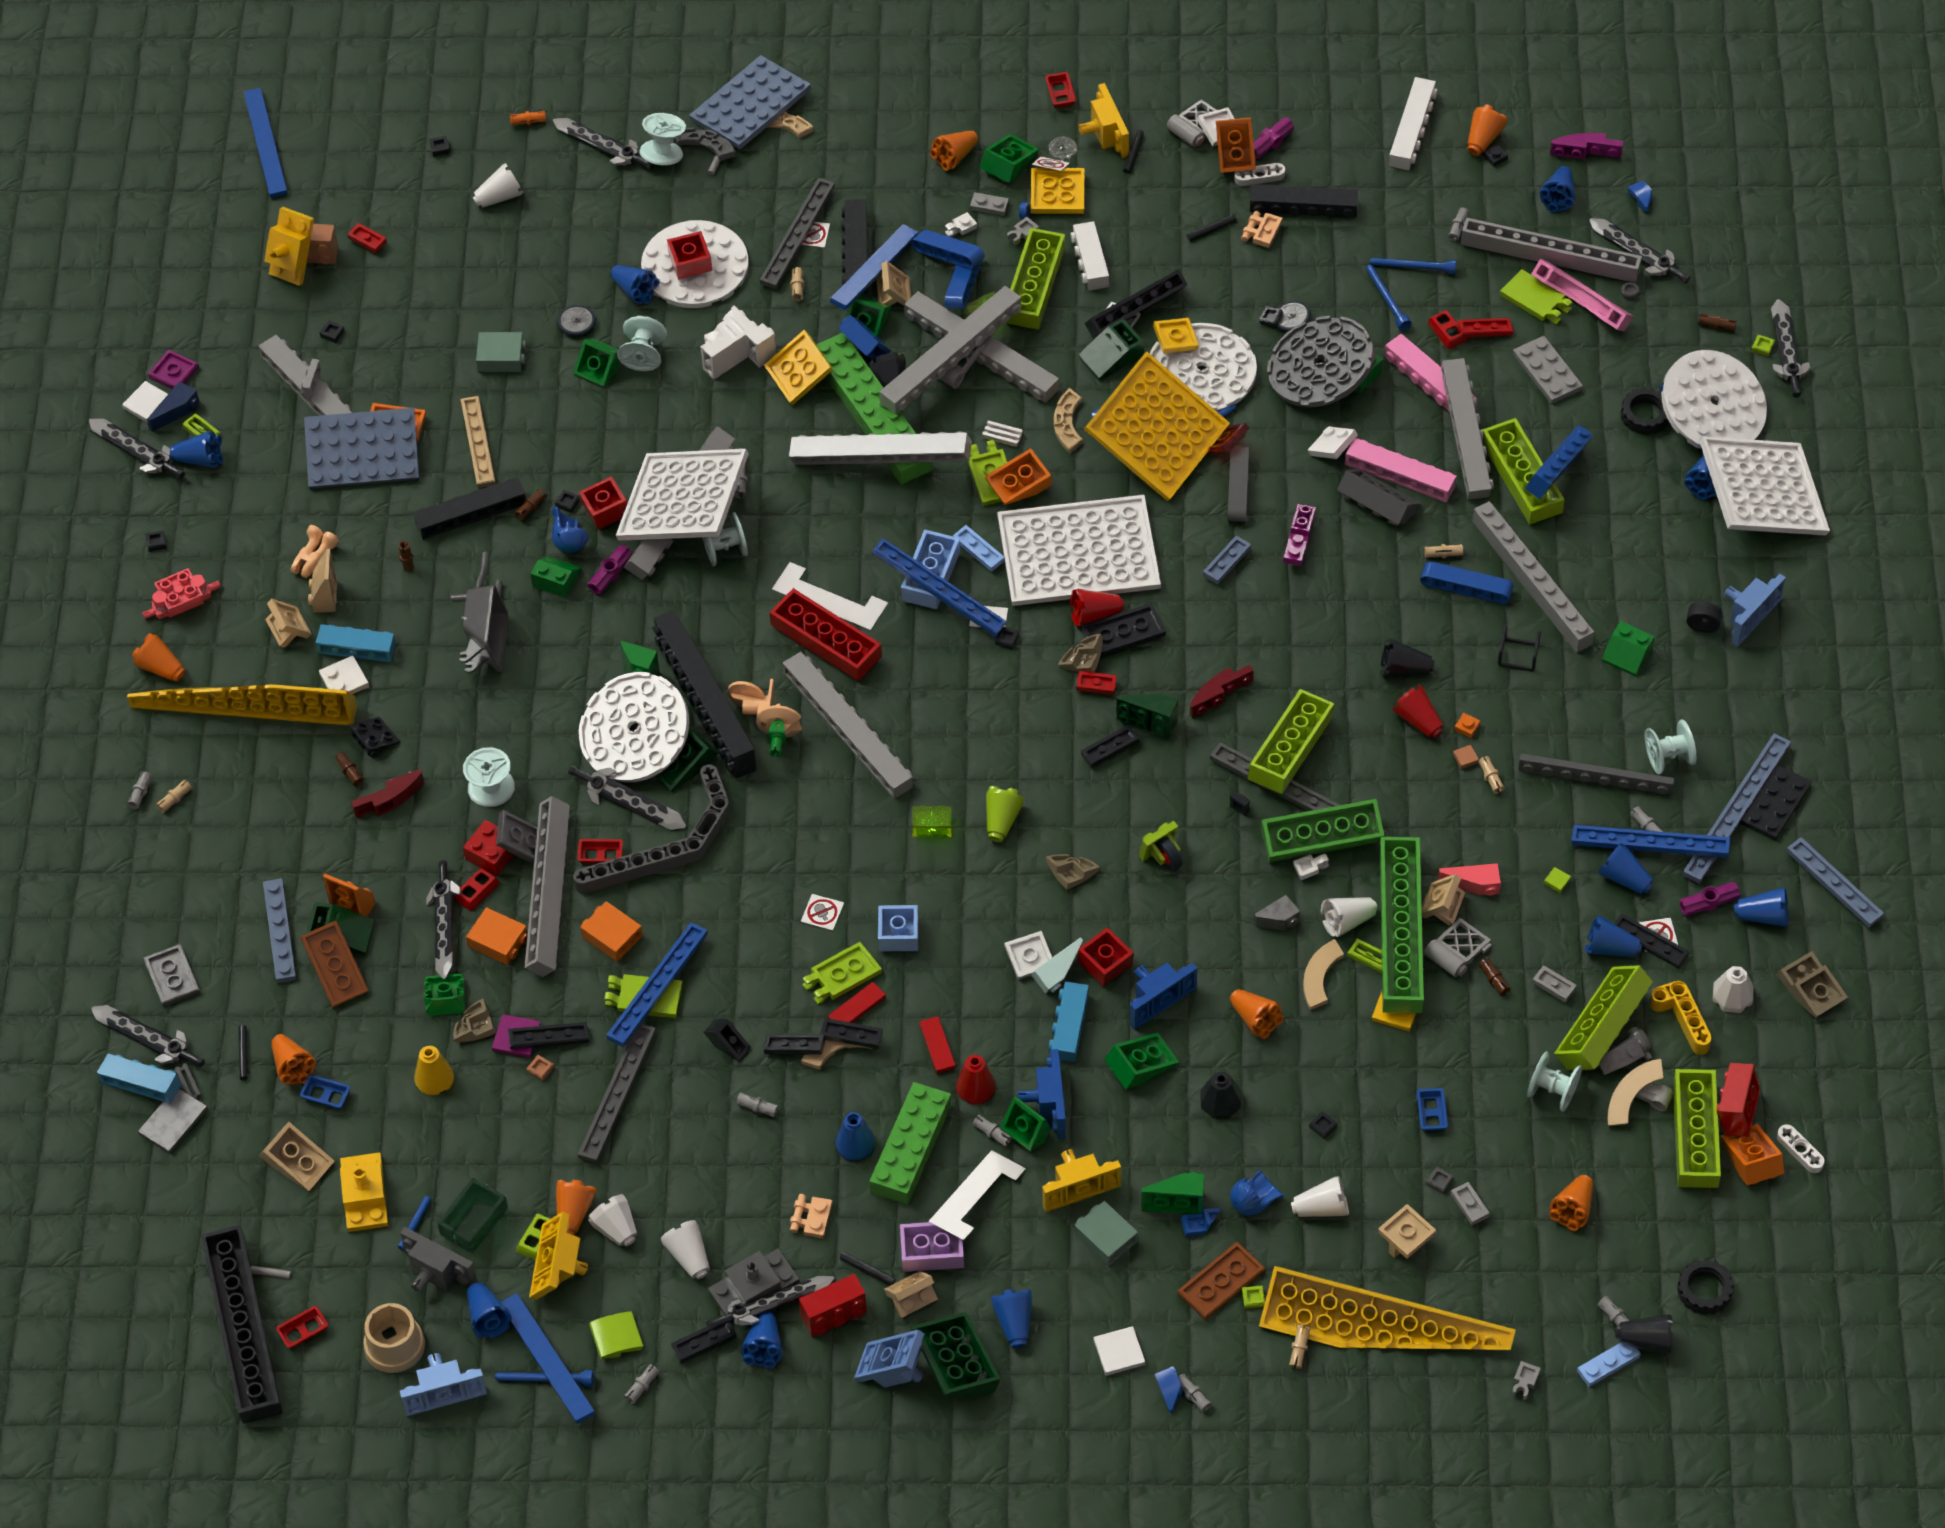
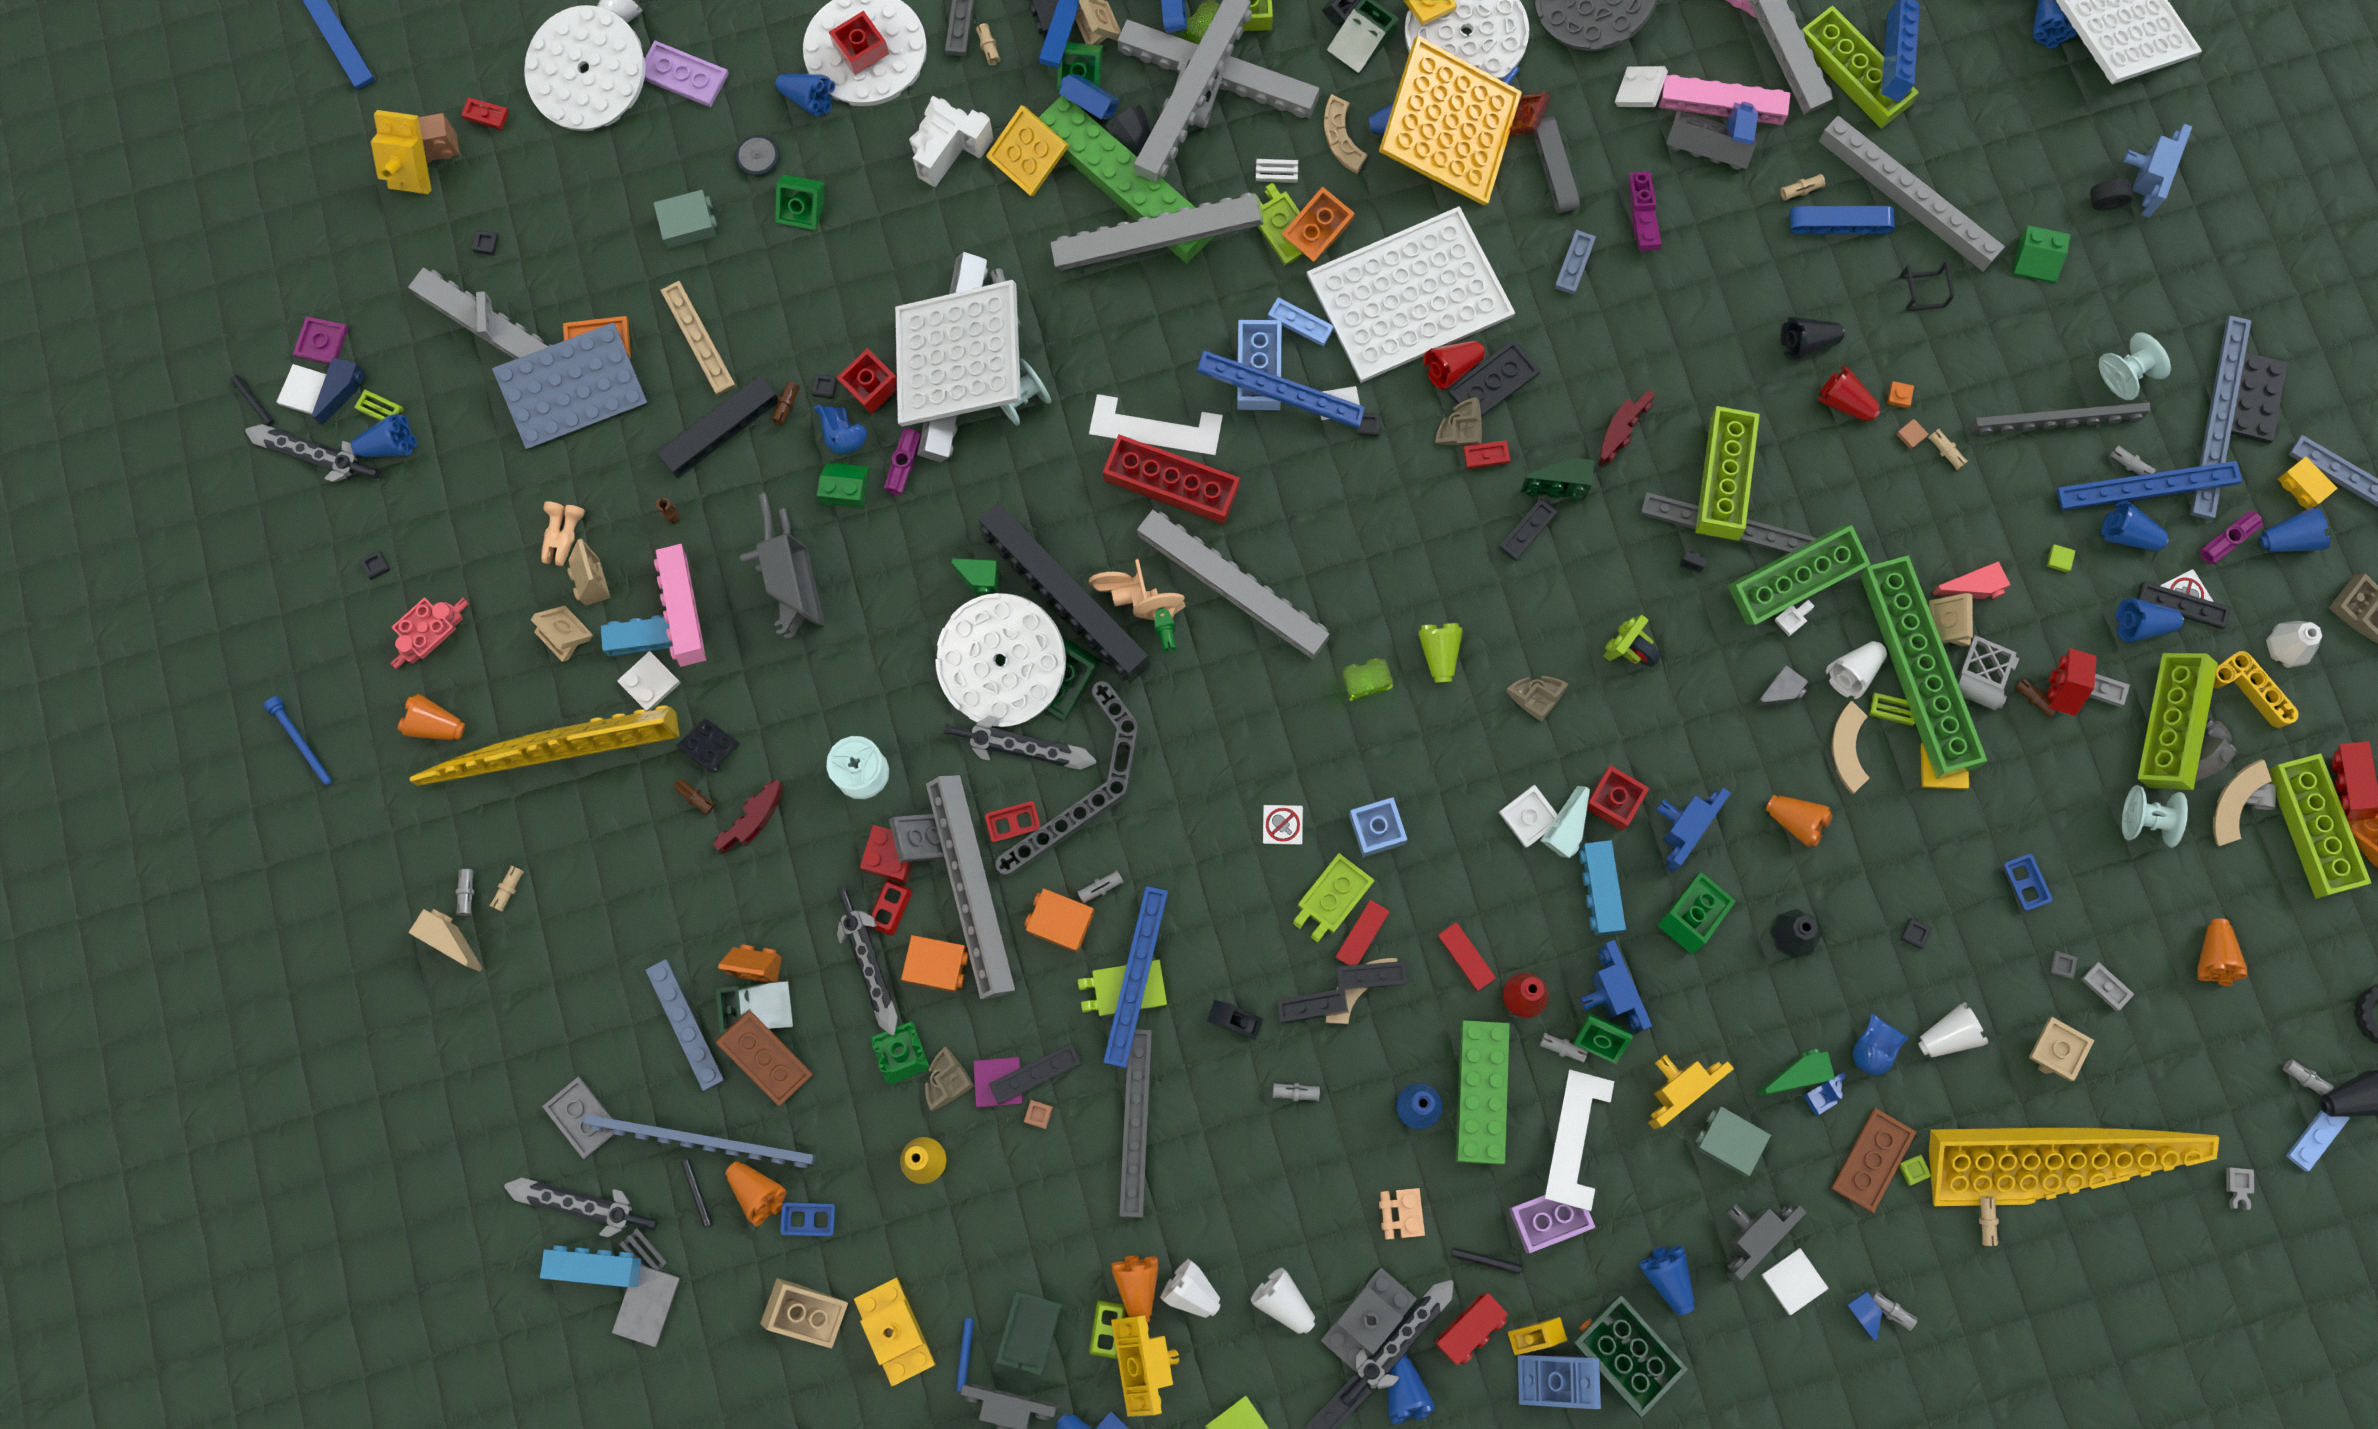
camera: 15 degrees left, 20 degrees up
(39, 621) = (275, 707): none -> blue piece
(102, 398) = (252, 400): none -> black bar
(108, 812) = (440, 933): none -> tan slope
(255, 1008) = (689, 1139): none -> sand blue plate
(390, 623) = (680, 605): none -> bright pink brick
(457, 198) = (613, 76): none -> white plate
(538, 247) = (684, 74): none -> lavender tile
(639, 353) = (841, 155): light aqua piece -> none
(654, 916) = (1114, 879): none -> light grey pin
(887, 1326) = (1537, 1336): none -> yellow slope
(912, 1293) = (1545, 1279): tan bracket -> none
(1099, 1302) = (1758, 1236): none -> dark grey brick
(1405, 486) = (1742, 122): none -> blue slope
(1522, 964) = (2072, 682): none -> red brick
(1791, 875) = (2307, 483): none -> yellow brick

